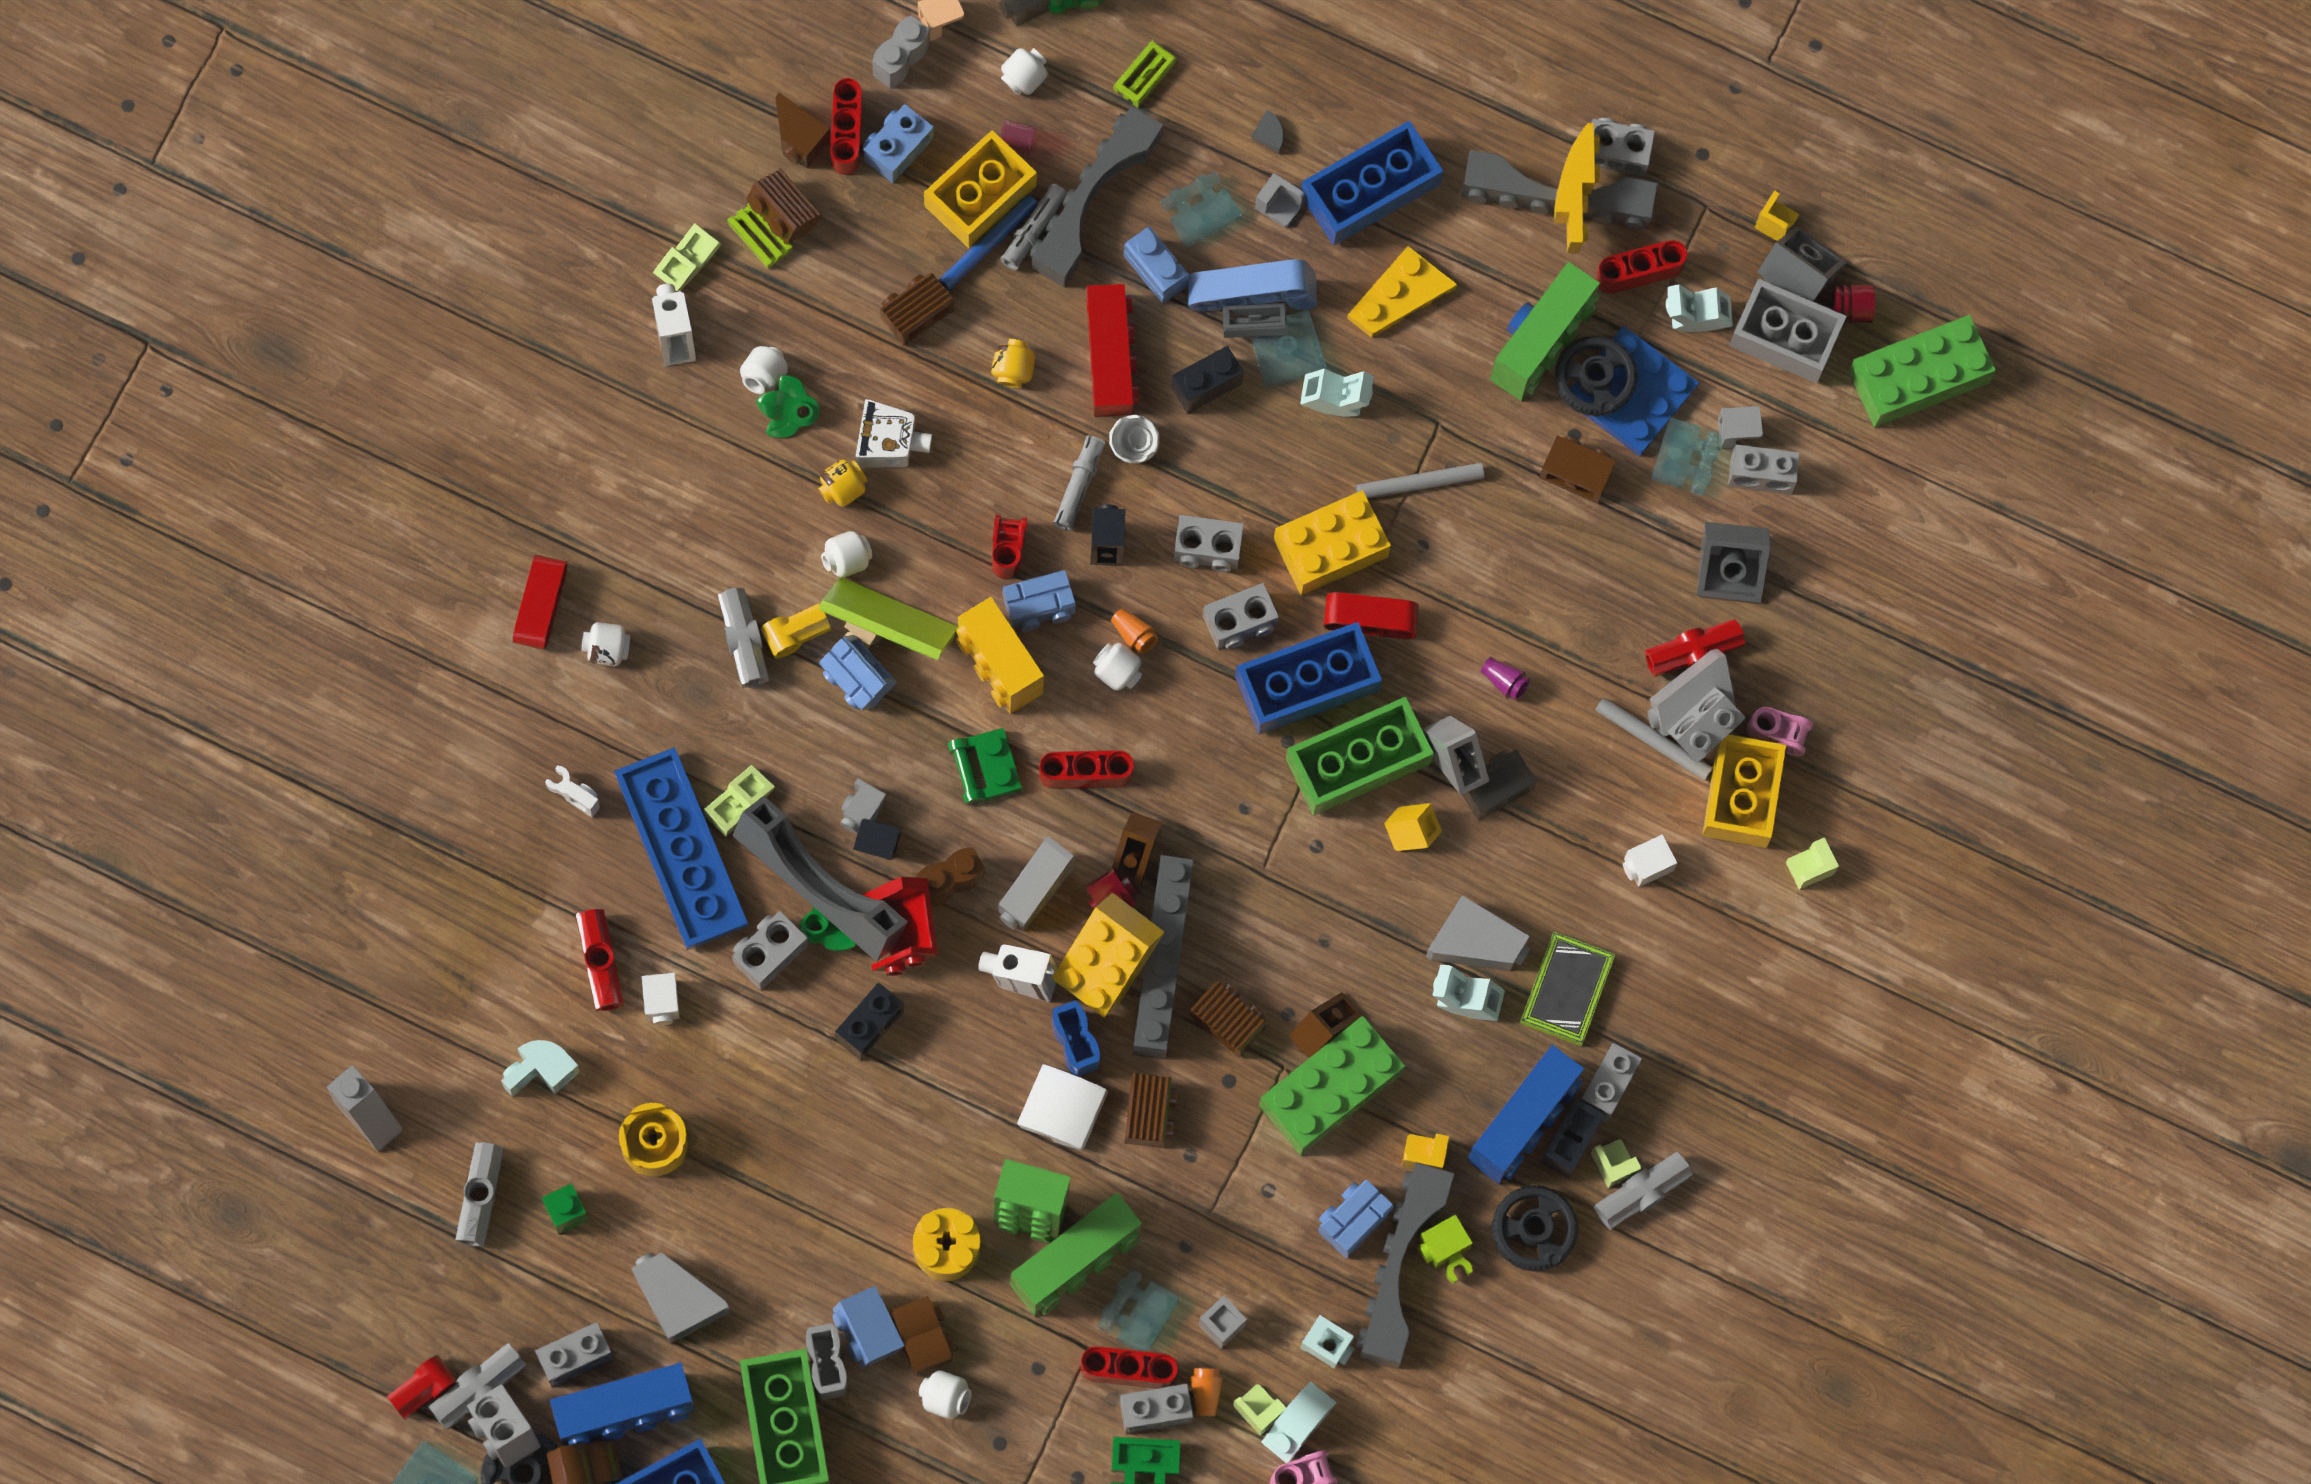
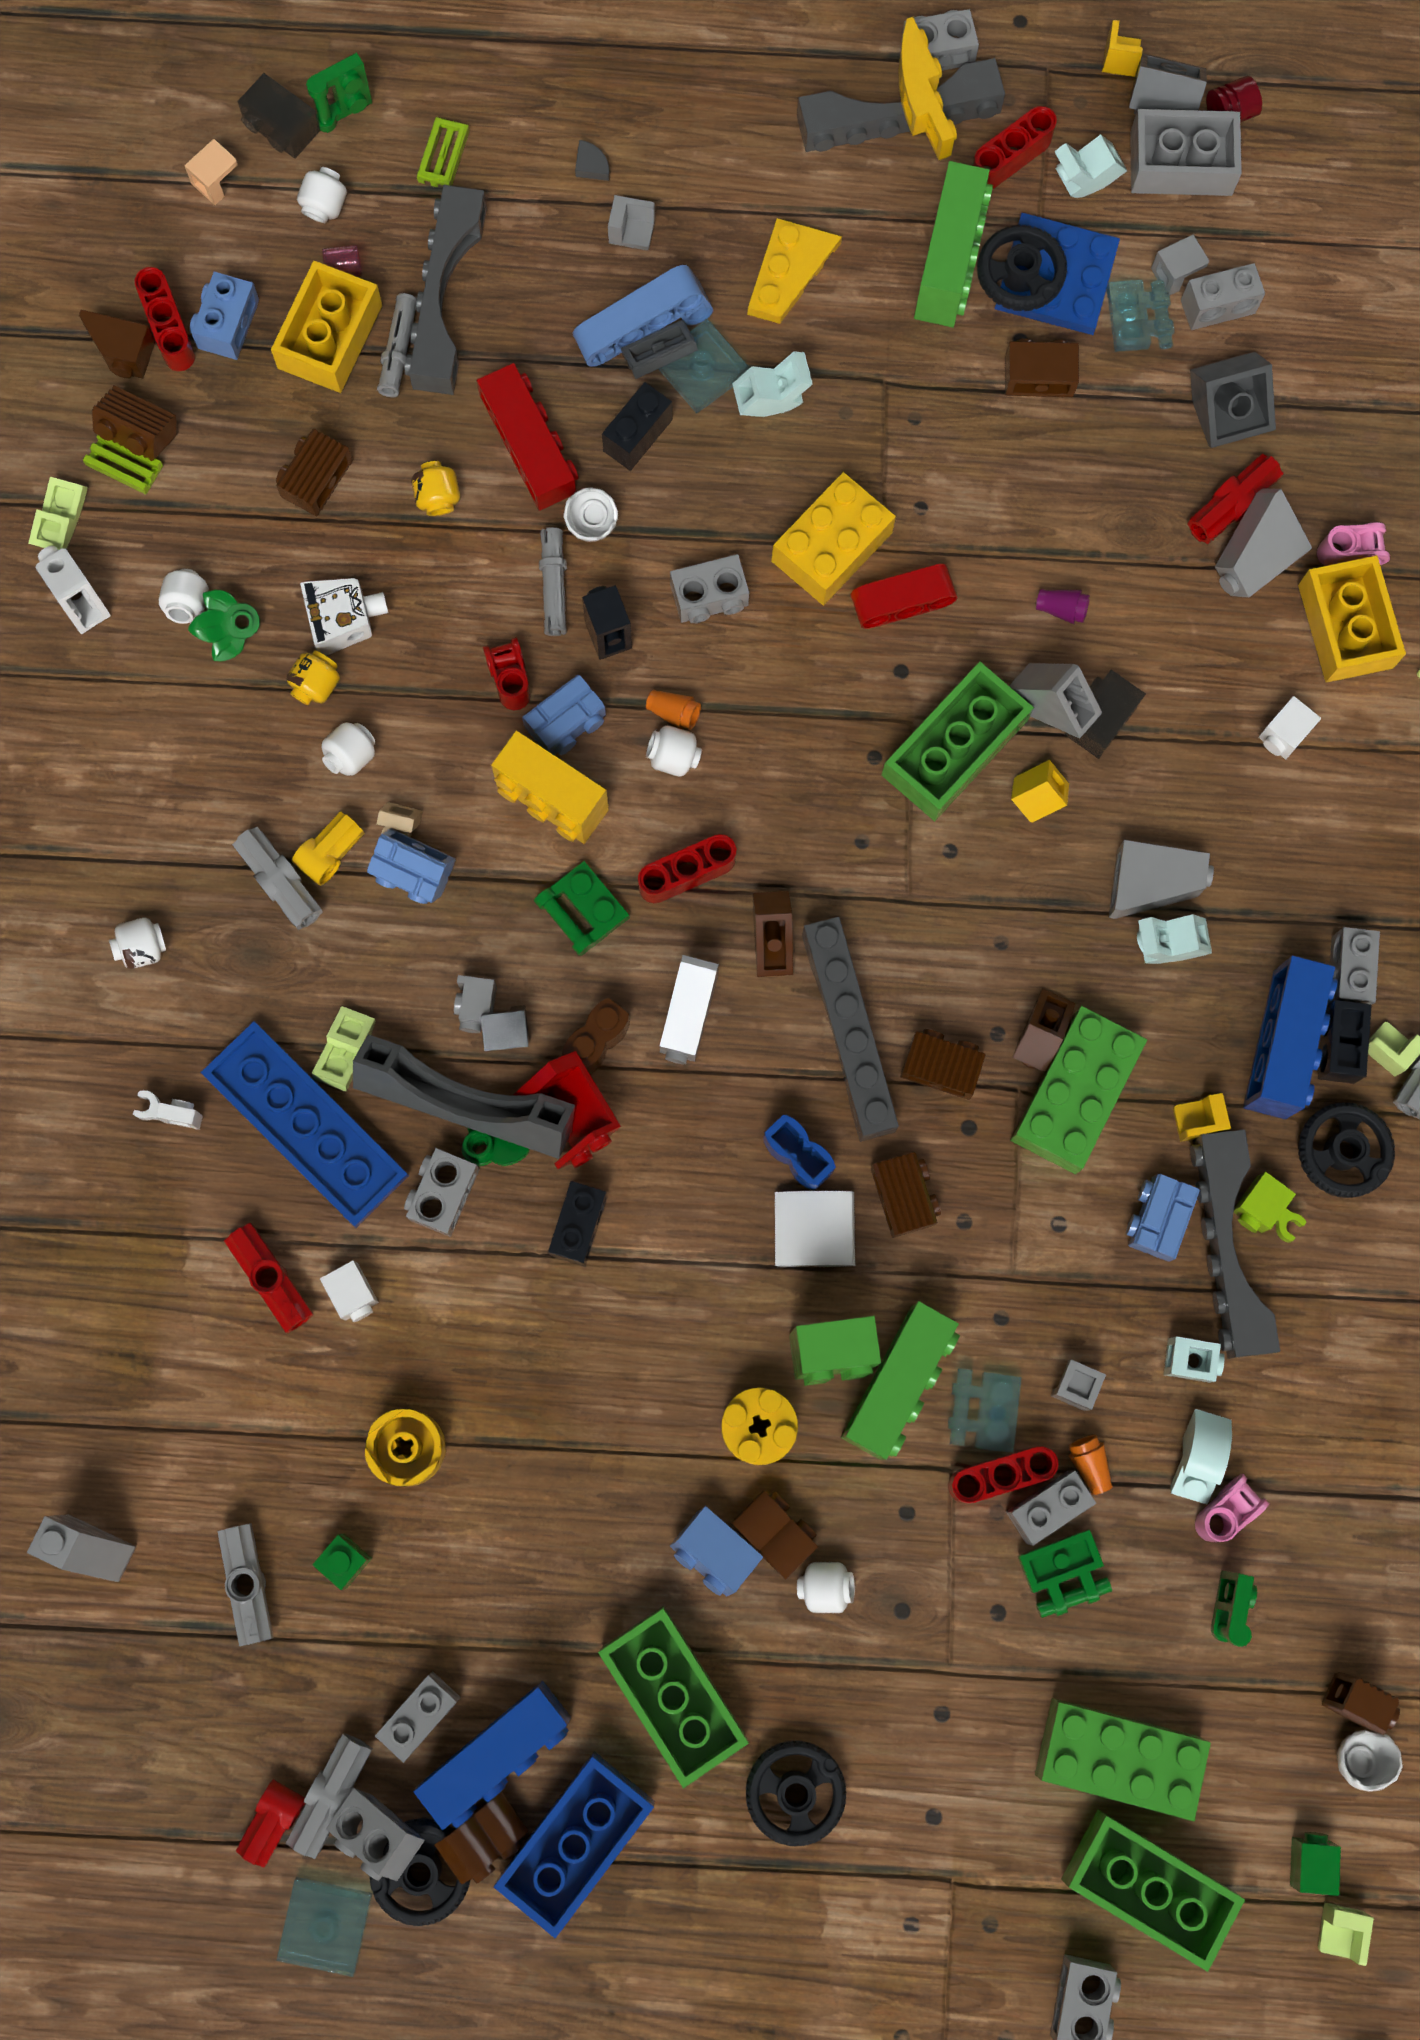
camera: 20 degrees left, 5 degrees up
(540, 602) = (50, 928): red beam -> none
(540, 1059) = (251, 1410): light aqua brick -> none
(676, 1296) = (499, 1605): light grey slope -> none
(825, 1354) = (695, 1618): light grey brick -> none
(888, 618) = (419, 797): lime tile -> none
(897, 54) = (188, 223): light grey brick -> none
(988, 242) = (358, 378): blue piece -> none
(1021, 971) = (727, 1105): white torso -> none
(1108, 955) = (797, 1052): yellow brick -> none
(1110, 883) = (761, 980): dark red brick -> none
(1156, 265) = (536, 333): medium blue brick -> none
(1205, 217) = (564, 270): clear light blue plate -> none
(1236, 610) = (767, 645): light grey brick -> none
(1259, 1409) = (1154, 1459): yellowish green panel -> none
(1308, 678) = (871, 683): blue brick -> none
(1371, 183) = (715, 168): blue brick -> none
(1422, 481) = (894, 442): light grey piece -> none
(1519, 317) = (920, 245): blue tile -> none
(1567, 989) = (1264, 891): tile -> none
(1653, 738) = (1235, 605): light grey piece -> none
(1706, 724) = (1291, 566): light grey brick -> none
(1922, 371) = (1330, 141): bright green brick -> none

